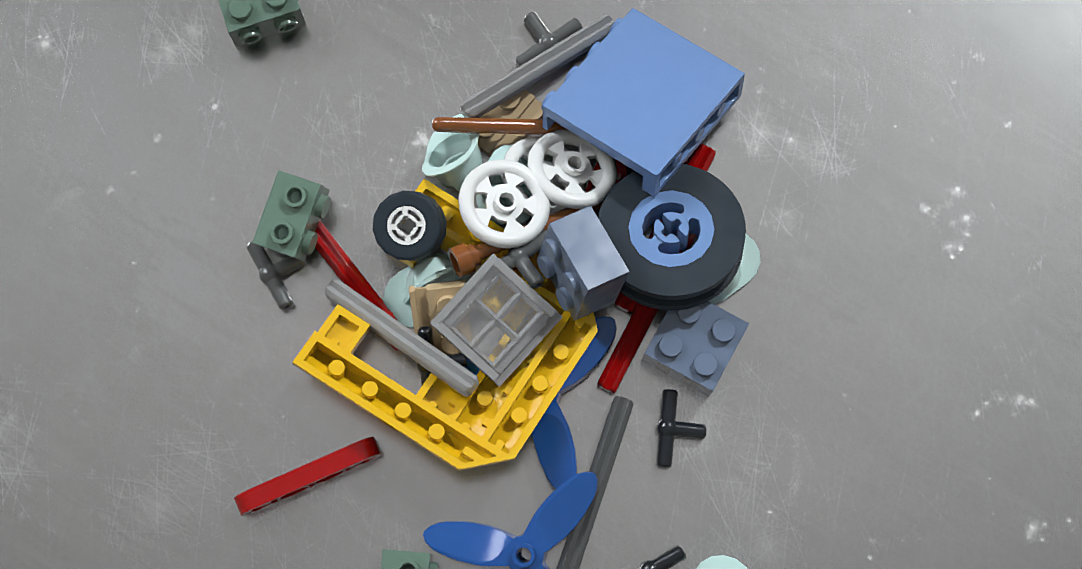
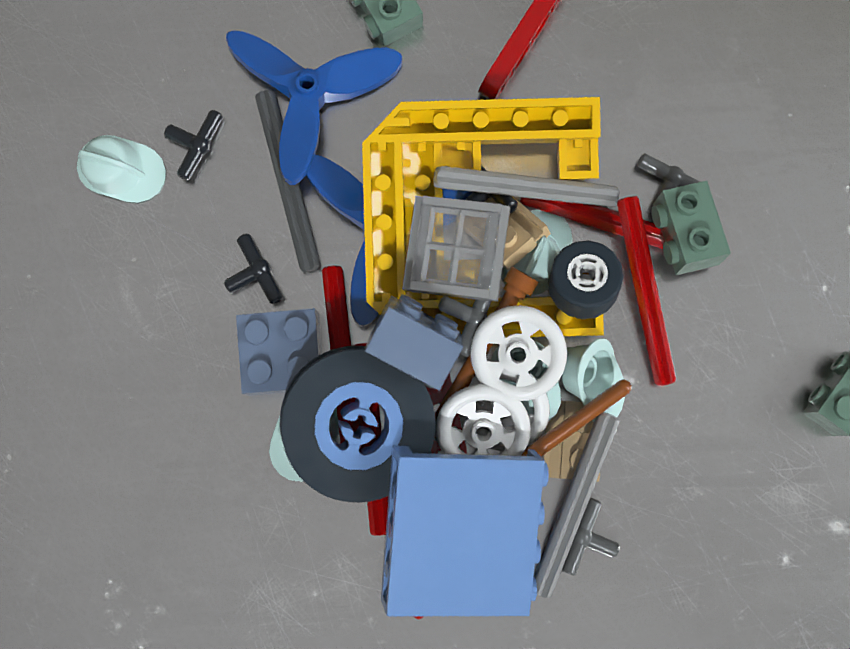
camera: 150 degrees right, 5 degrees up
(361, 195) = (646, 290): none -> red axle

